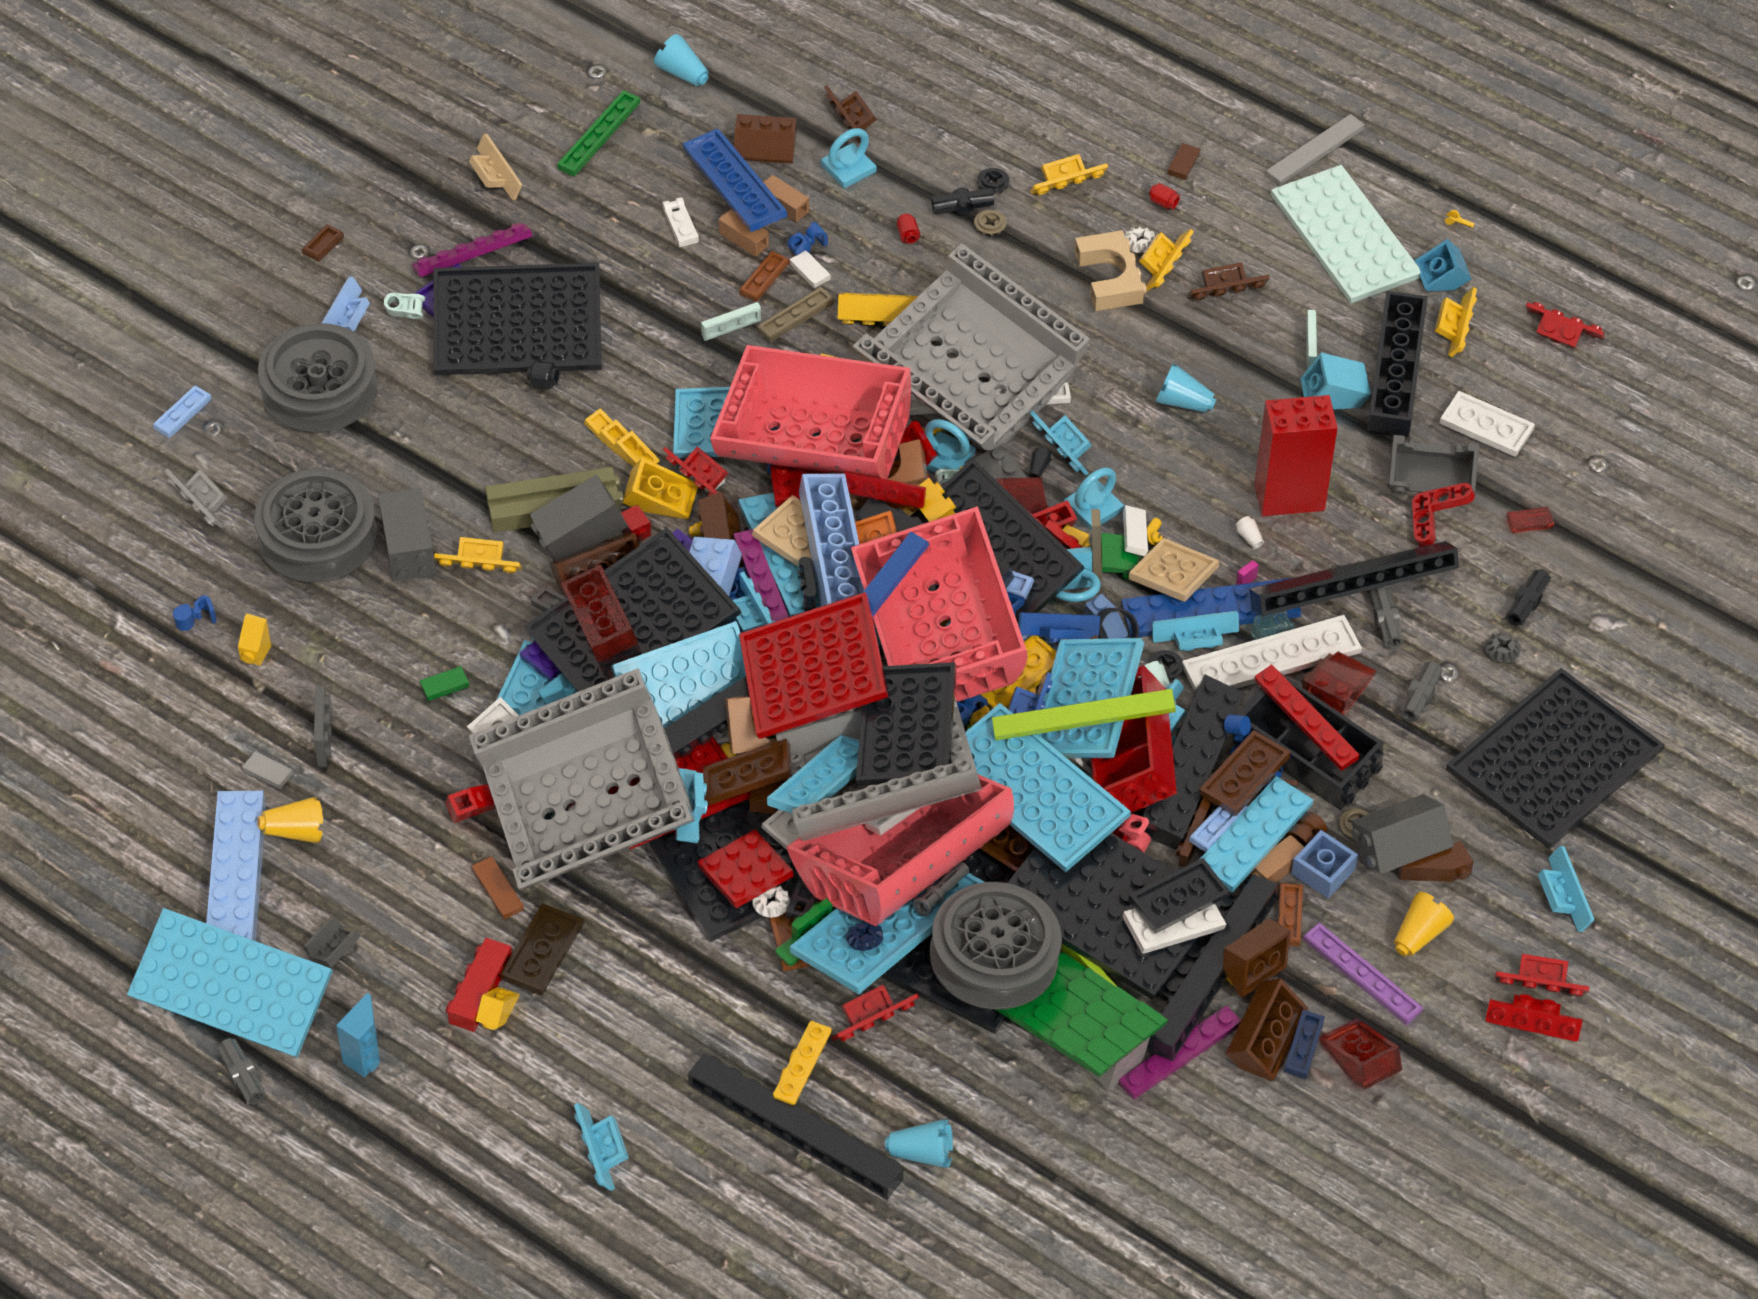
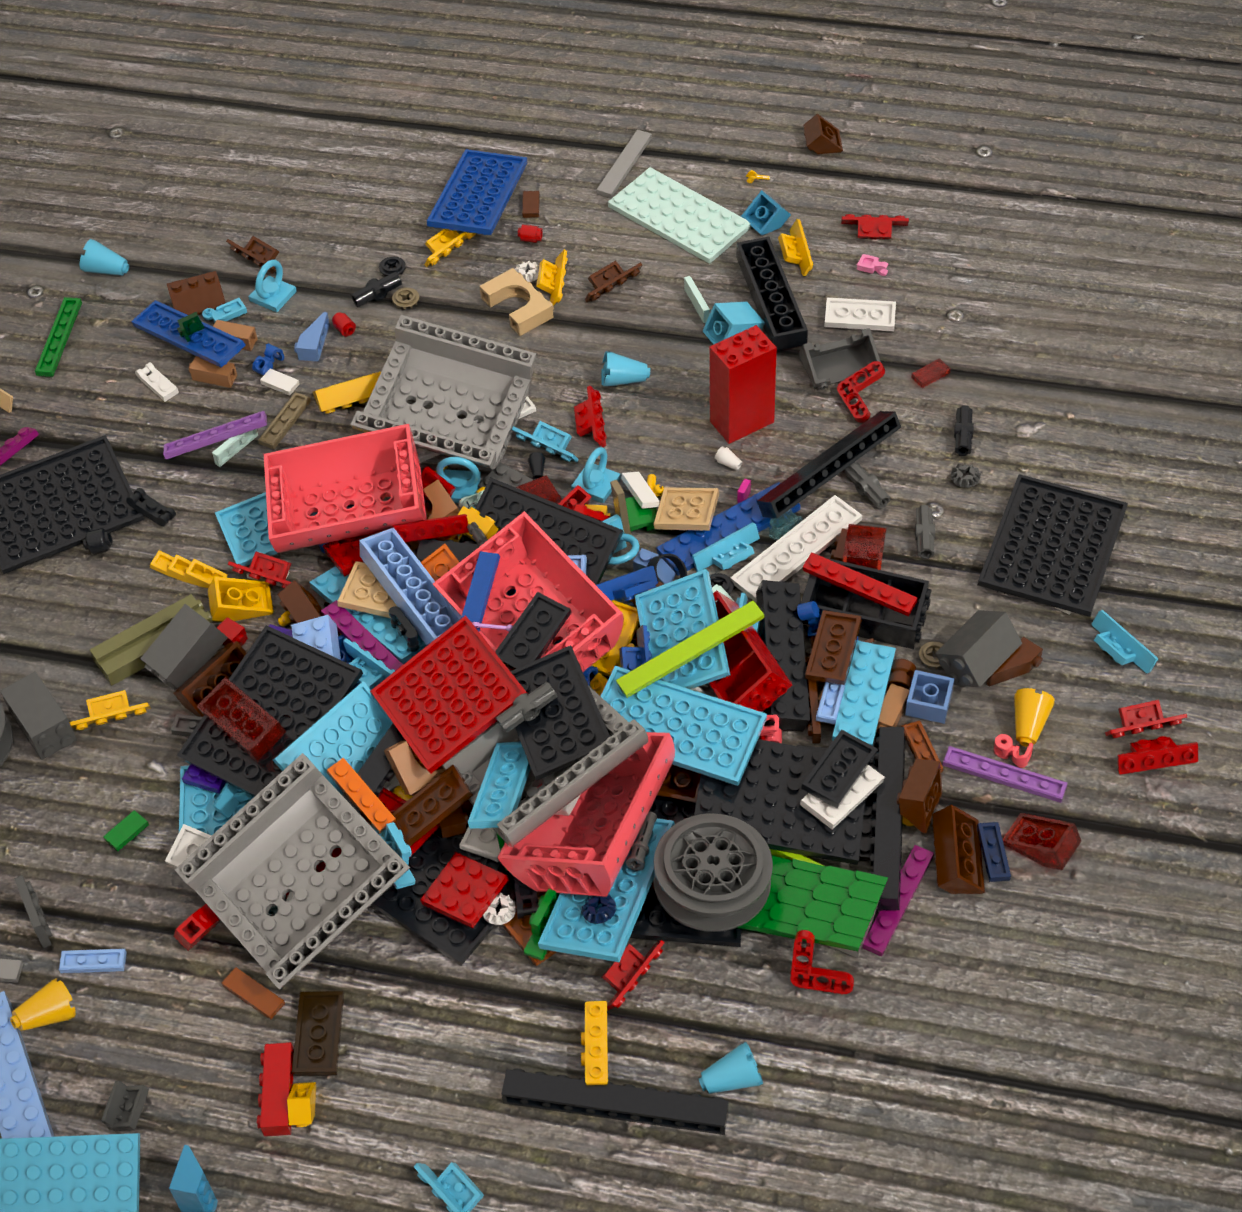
camera: 20 degrees left, 0 degrees up
(359, 796) = (92, 961): none -> light blue tile
(612, 359) = (150, 507): none -> black plate
(683, 734) = (360, 795): none -> orange plate
(713, 304) = (215, 434): none -> medium lavender tile
(738, 172) = (189, 325): none -> dark green bracket
(764, 276) = (245, 398): dark orange tile -> none
(788, 168) = (226, 311): none -> medium azure hinge
(867, 233) = (312, 339): none -> medium blue slope
(879, 707) = (526, 707): none -> dark grey piece
(905, 622) = (477, 625): none -> lavender hinge
(926, 634) = (533, 631): none -> black plate
(928, 510) = (477, 533): none -> dark grey axle
(1047, 1080) = (807, 970): none -> red beam
(1124, 431) = (589, 417): none -> red bracket
(1128, 126) = (477, 192): none -> blue plate
(1376, 949) = (1004, 748): none -> coral leg
(1532, 369) = (870, 264): none -> bright pink plate
(1561, 197) = (822, 136): none -> reddish brown slope

